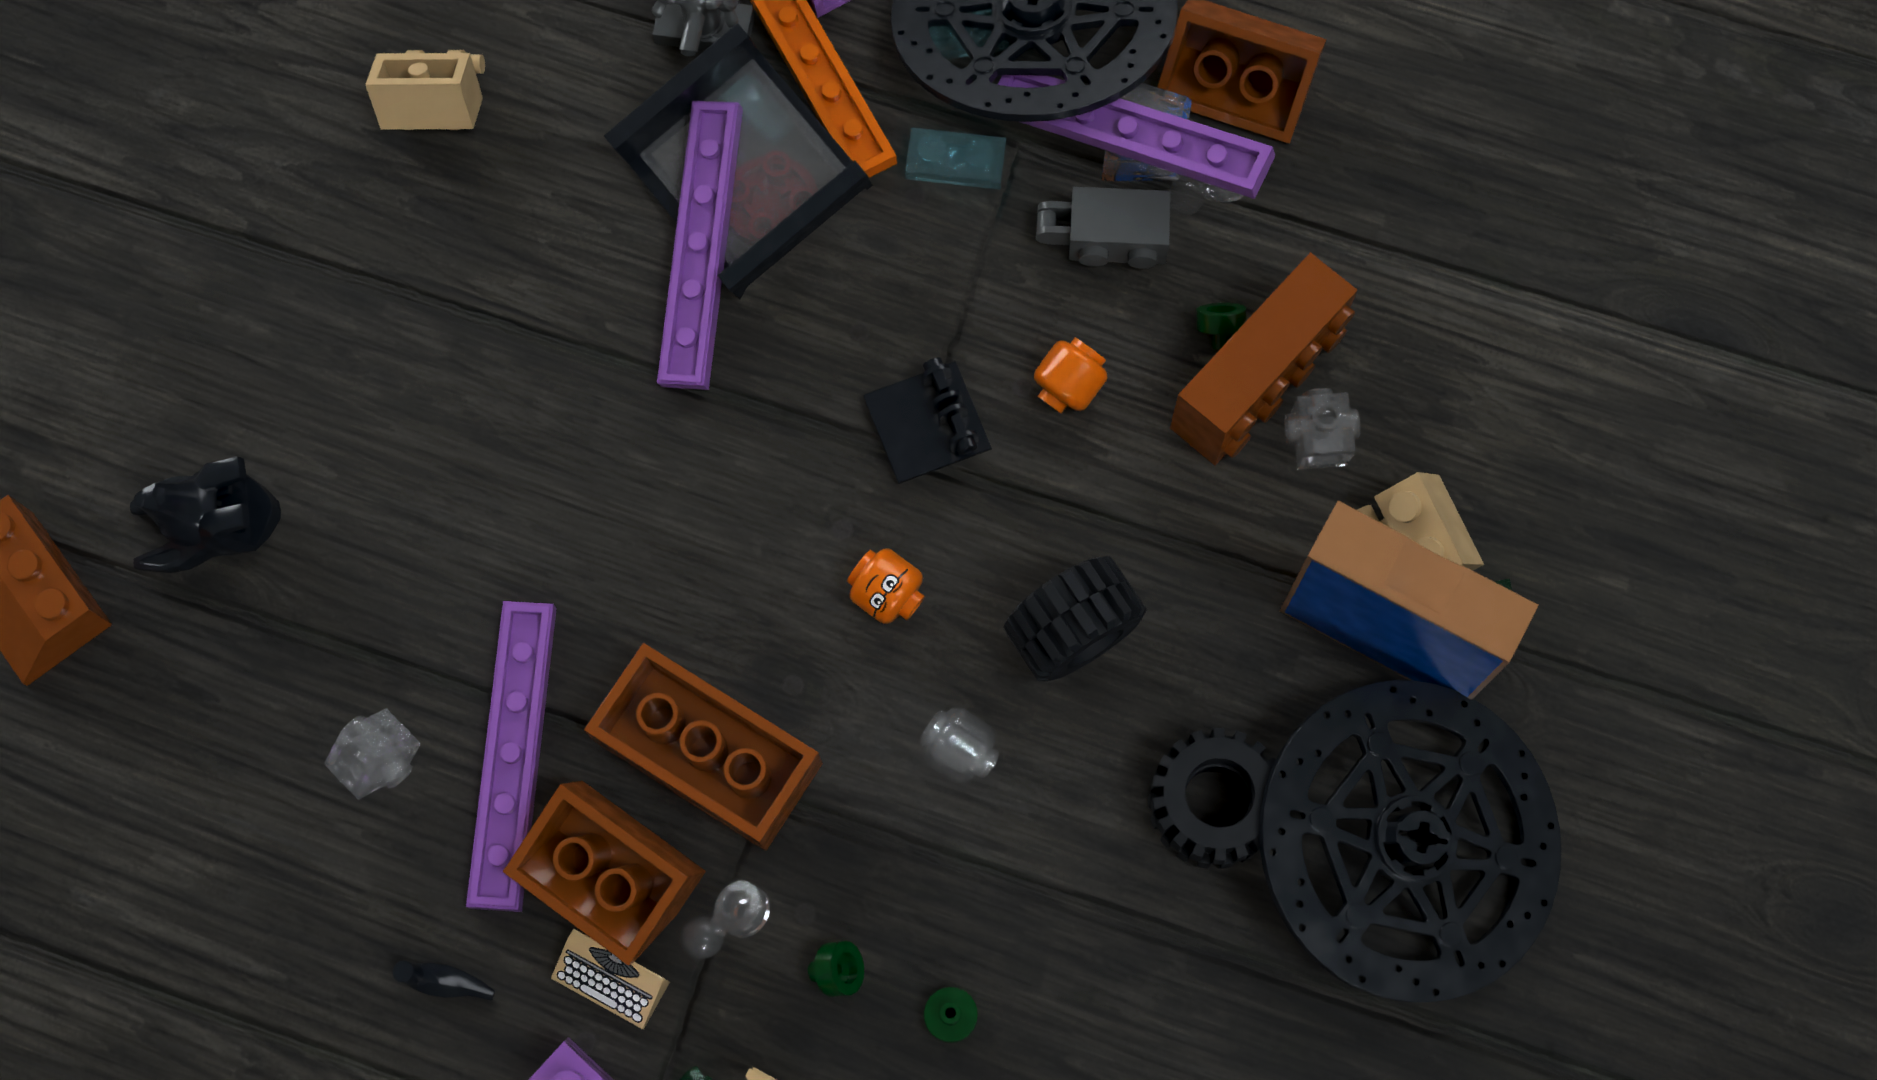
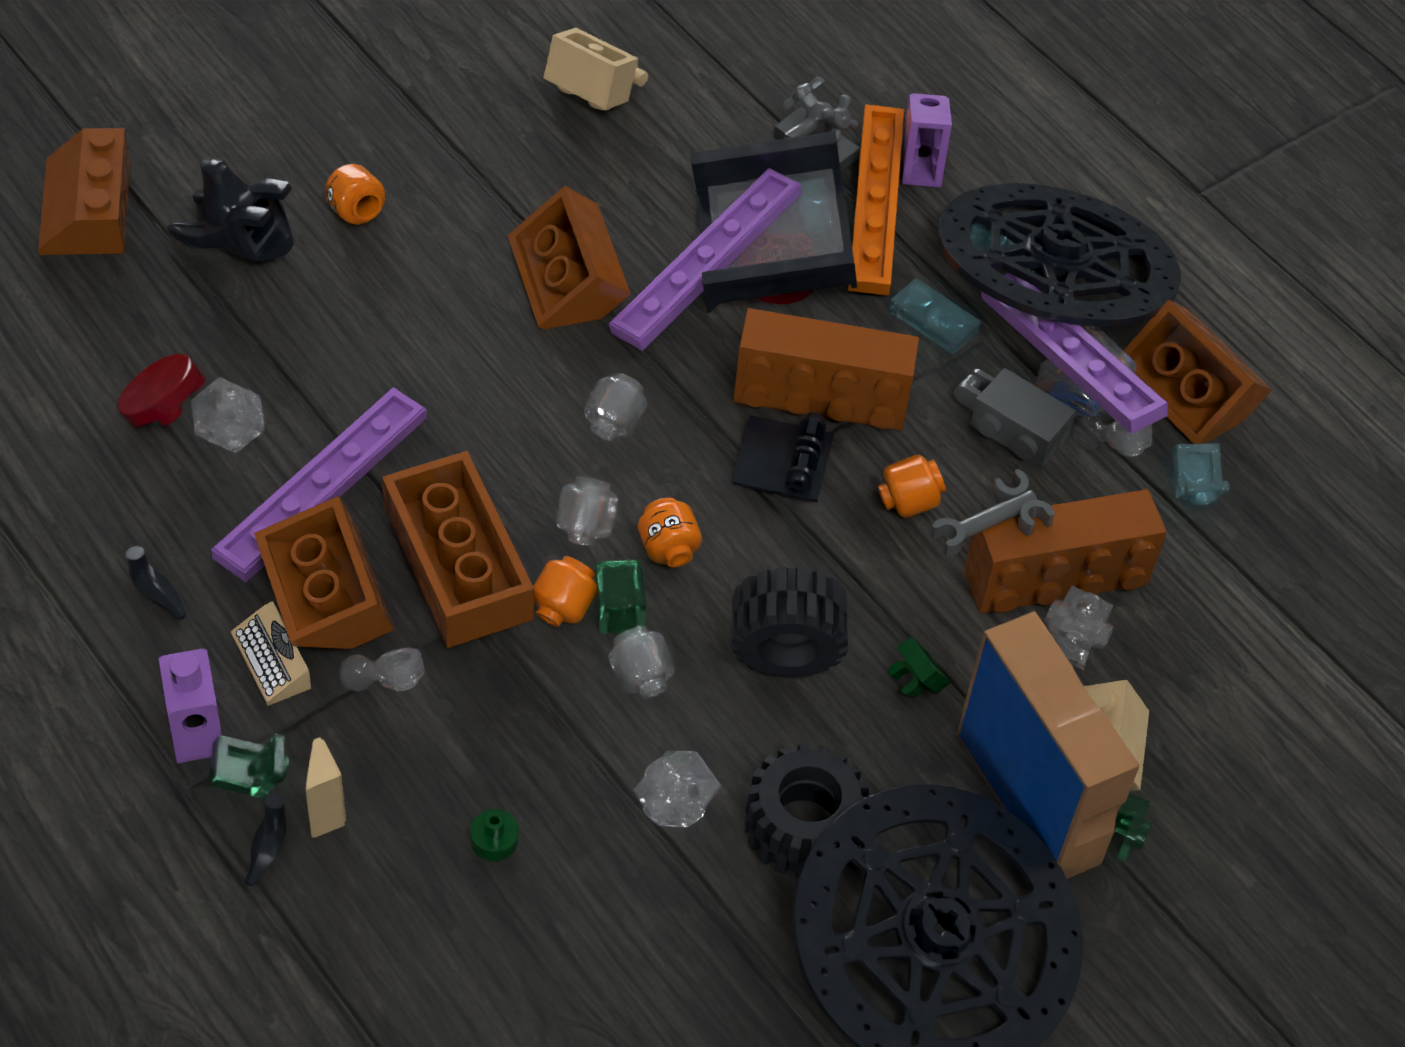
camera: 25 degrees right, 20 degrees down
(283, 772) = (160, 391): none -> dark red tile
(298, 403) = (355, 194): none -> orange head
(568, 339) = (568, 261): none -> dark orange slope
(734, 478) = (615, 406): none -> clear head
(793, 617) = (587, 510): none -> clear head
(834, 719) = (564, 591): none -> orange head
(837, 969) = (437, 747): dark green tile -> none
(889, 688) = (620, 595): none -> clear green brick
(910, 304) = (825, 369): none -> dark orange brick
(1087, 860) = (677, 789): none -> clear brick
(1209, 354) = (1012, 503): none -> dark grey bar
(1209, 567) = (922, 668): none -> dark green tile
(1317, 179) = (1198, 473): none -> clear light blue bracket

